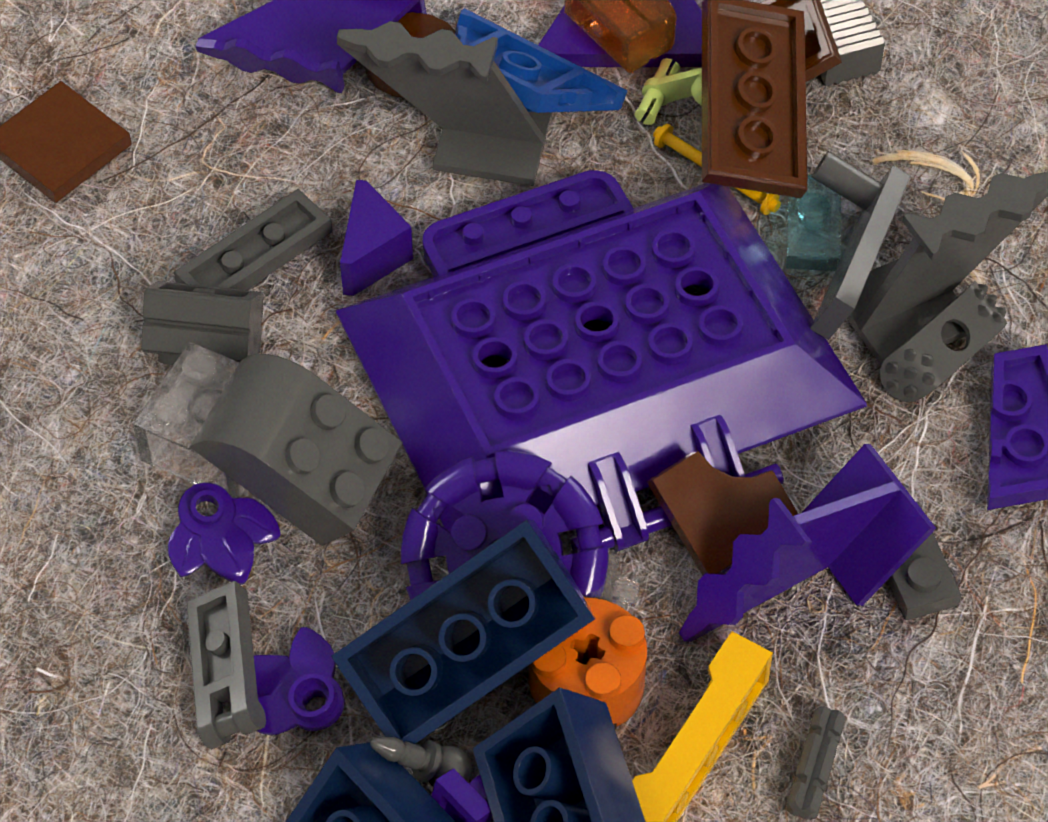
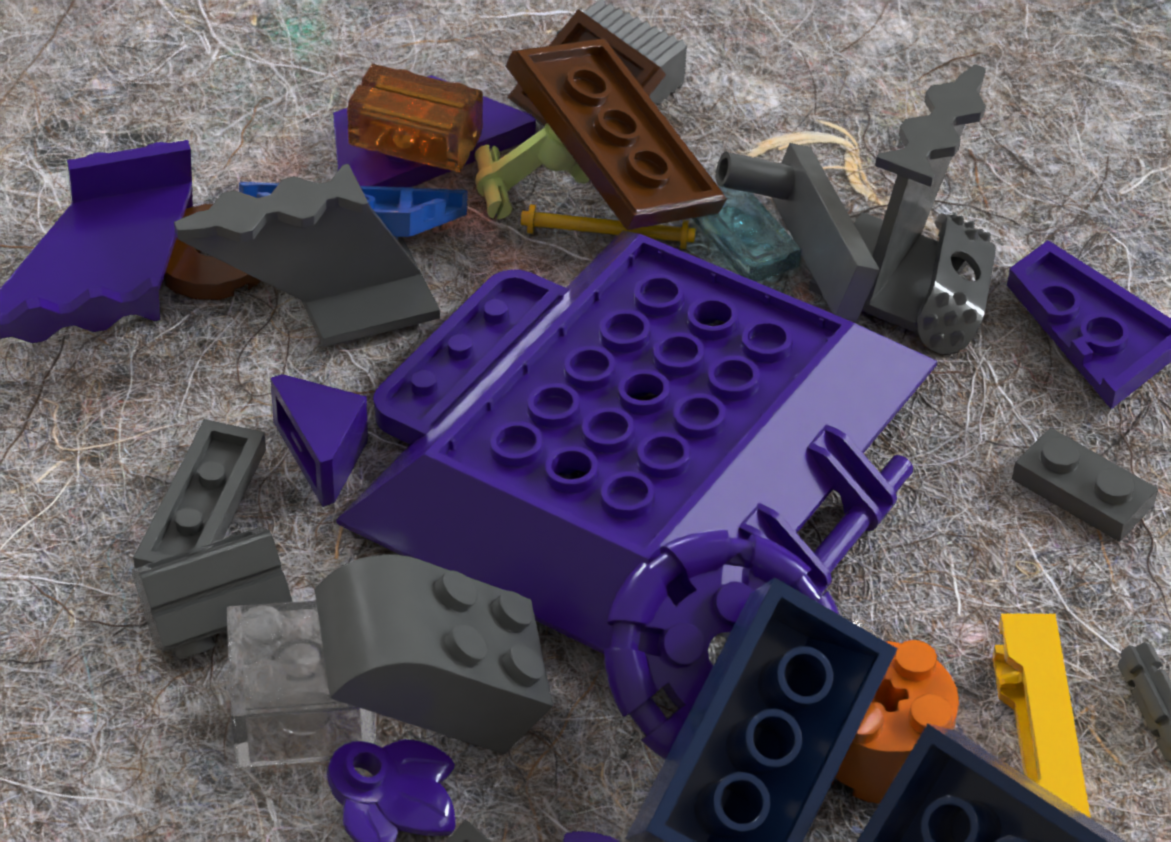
camera: 35 degrees left, 10 degrees down
(715, 508) = (887, 519): reddish brown tile -> none
(855, 526) = (1024, 471): dark purple piece -> none

